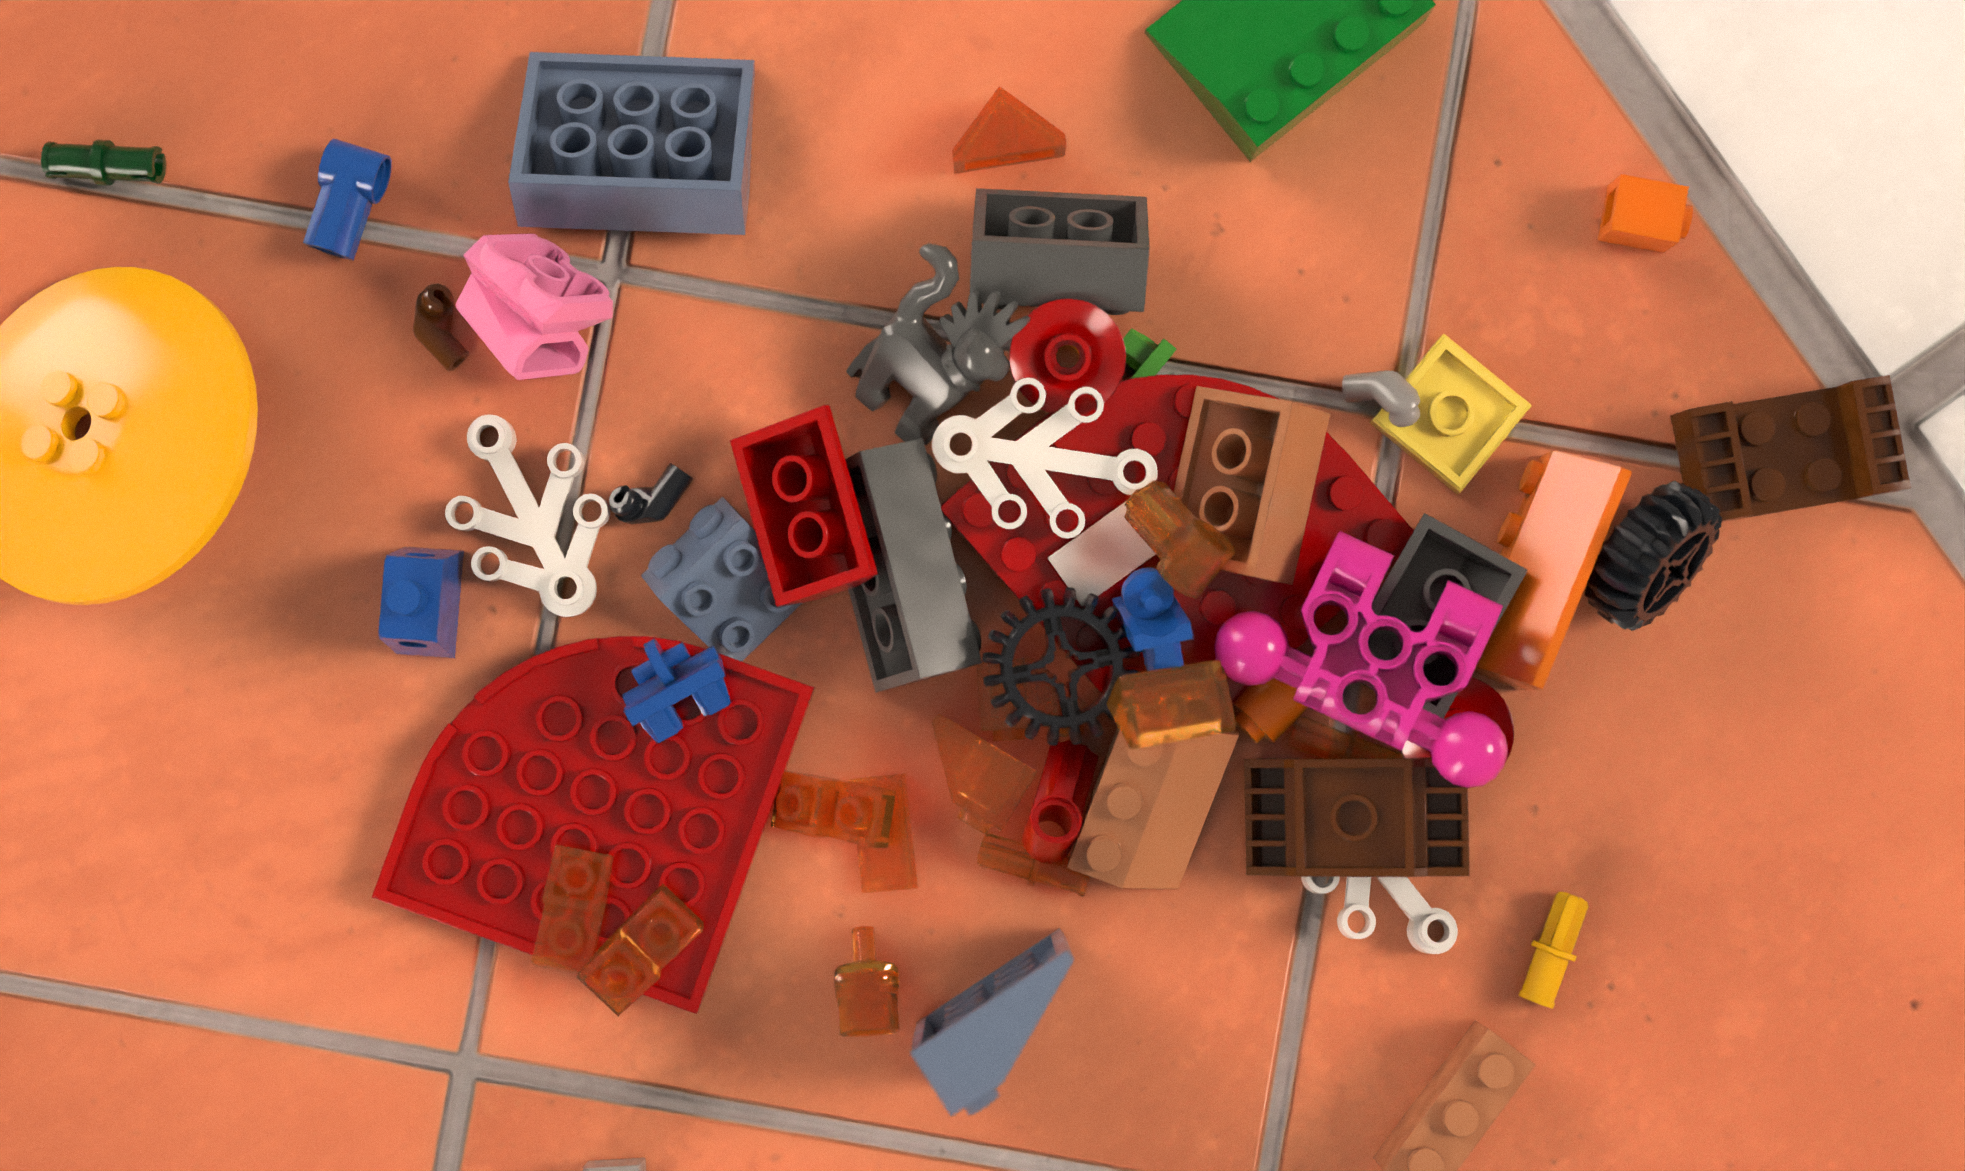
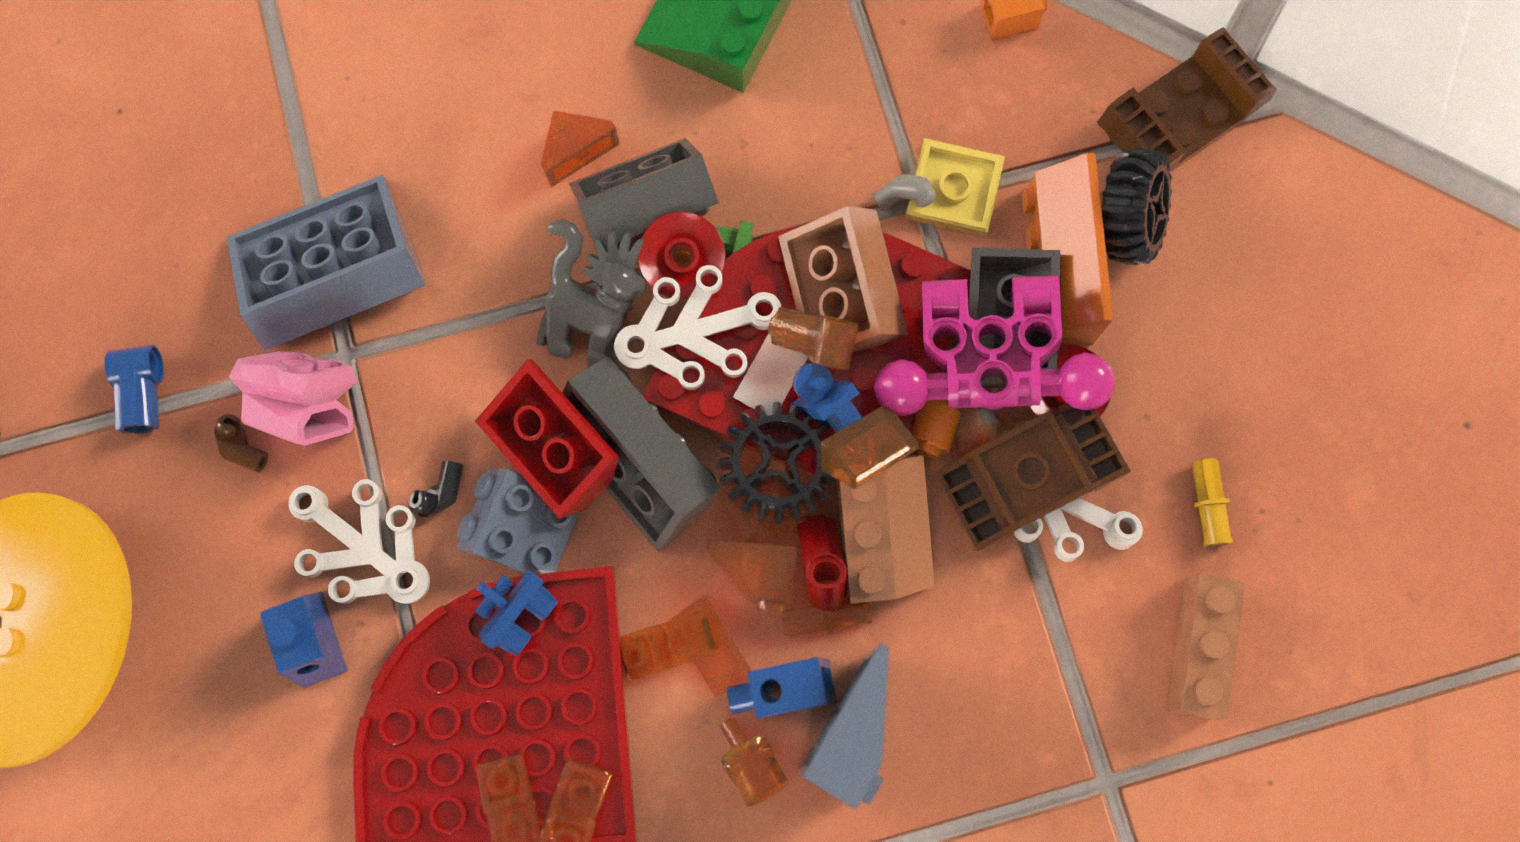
camera: 25 degrees left, 10 degrees down
(969, 931) = (803, 684): none -> blue torso

